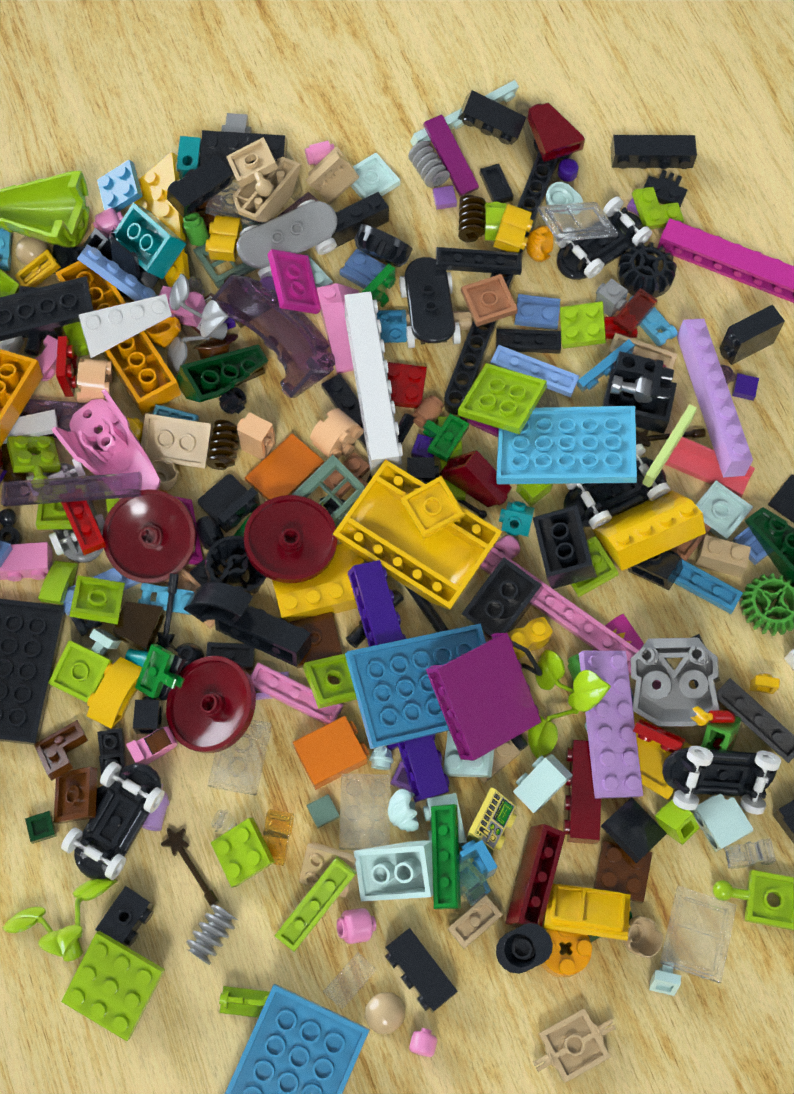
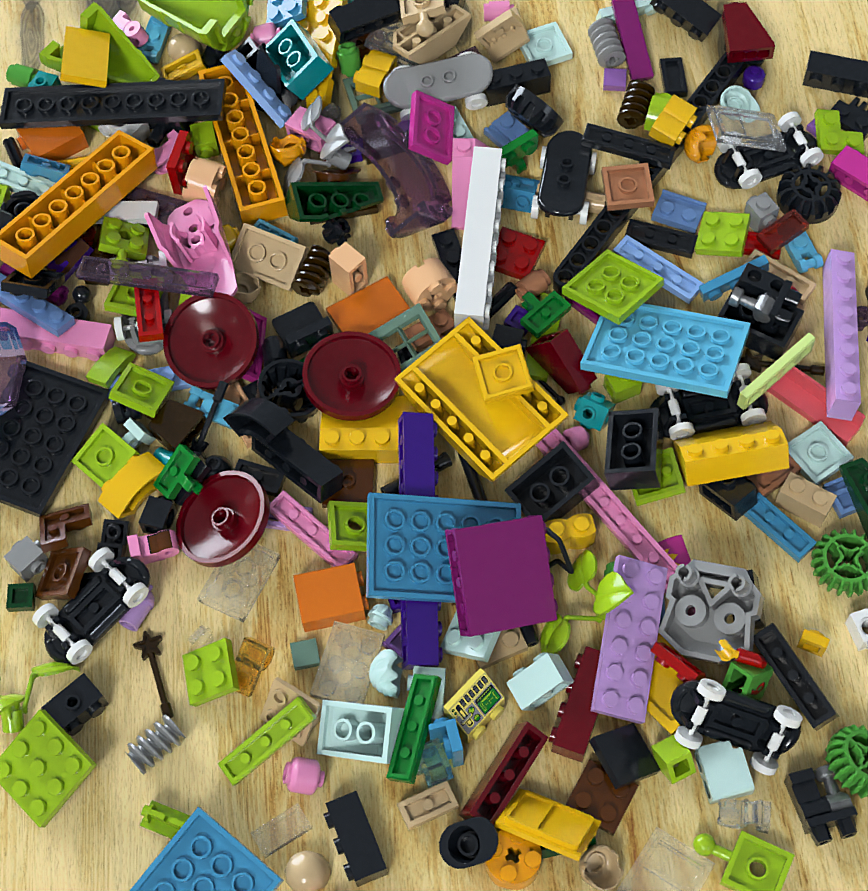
camera: 20 degrees right, 5 degrees down
(35, 788) = (26, 558): none -> light grey brick
(118, 323) = (246, 129): white wing -> none

